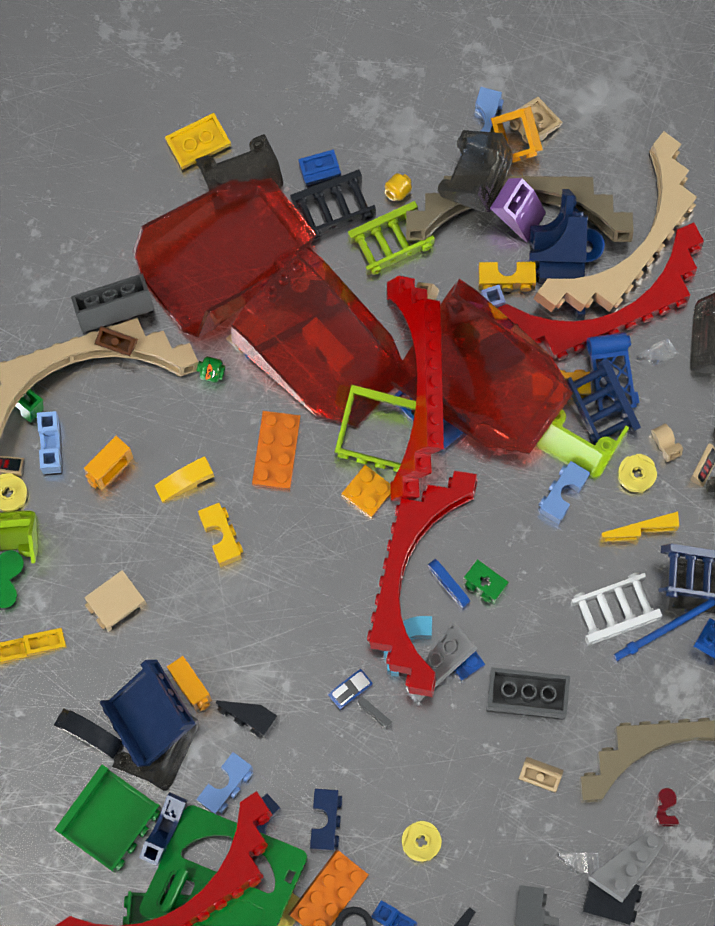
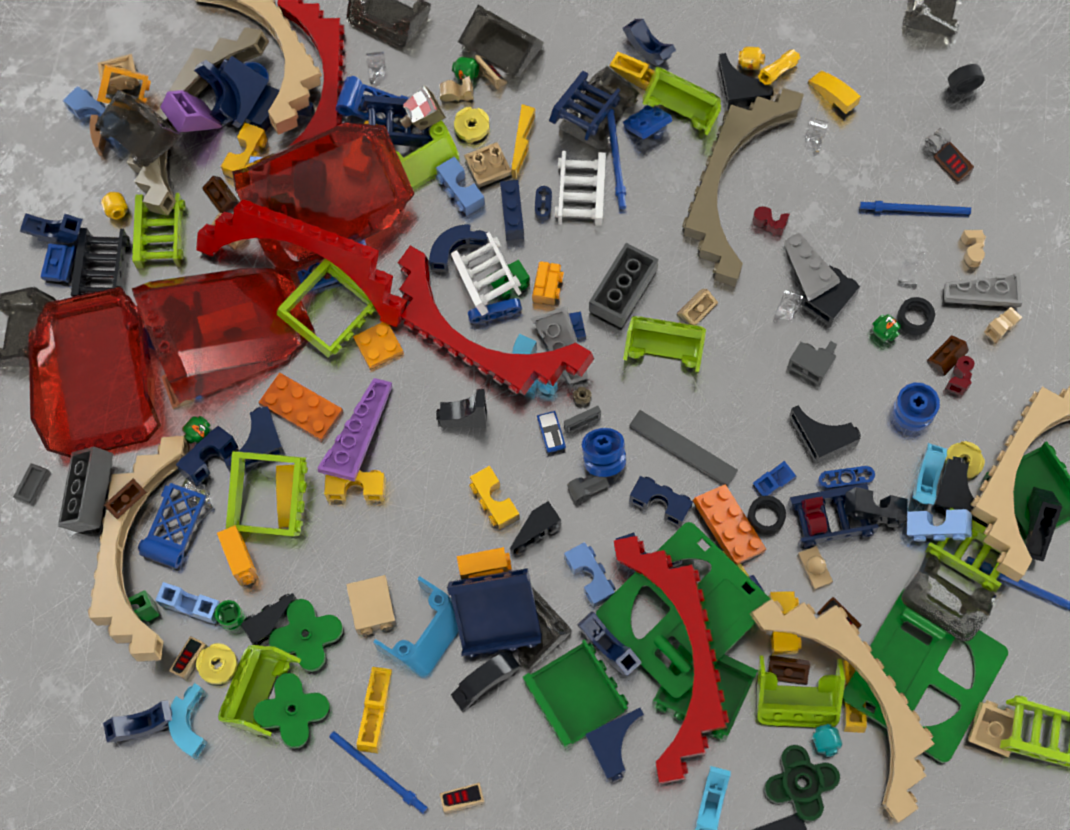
camera: 65 degrees left, 5 degrees down
(53, 483) = (230, 615): none -> green wheel
(60, 518) = (271, 617): none -> black slope
(73, 567) = (321, 631): none -> green plant
(73, 868) = (607, 744): none -> dark blue arch
(89, 393) = (159, 548): none -> blue piece
(102, 253) = (31, 484): none -> dark grey tile
(104, 671) = (434, 641): none -> dark azure windscreen
(154, 398) = (200, 489): none -> clear slope
(166, 432) = (236, 491): none -> lime window
(177, 383) = (216, 443): none -> dark blue arch
(226, 433) = (262, 437): none -> dark blue arch
(255, 513) = (352, 444): none -> medium lavender wing
(269, 650) = (502, 512): none -> yellow arch
(307, 743) = (582, 488): none -> dark grey piece
(331, 600) = (464, 413): none -> black arch
(346, 746) = (604, 452): none -> blue wheel
(347, 143) = (50, 231): none -> dark blue arch
(388, 820) = (683, 448): none -> dark grey tile
(399, 707) = (582, 400): none -> dark tan plate
(431, 836) = (716, 438): light yellow plate -> none
(451, 142) = (98, 140): none -> medium nougat slope
(458, 269) = (220, 194): none -> reddish brown slope
(471, 541) = (469, 274): none -> white fence
(492, 756) = (665, 339): none -> lime windscreen
(499, 619) = (547, 283): none -> light orange brick
(500, 508) = (452, 240): none -> dark blue arch
(557, 553) = (512, 210): none -> dark blue arch
(587, 583) = (539, 203): none -> dark blue beam
(600, 508) = (488, 164): none -> tan plate
(619, 420) = (422, 110): none -> torso
(694, 440) = (465, 67): none -> green head

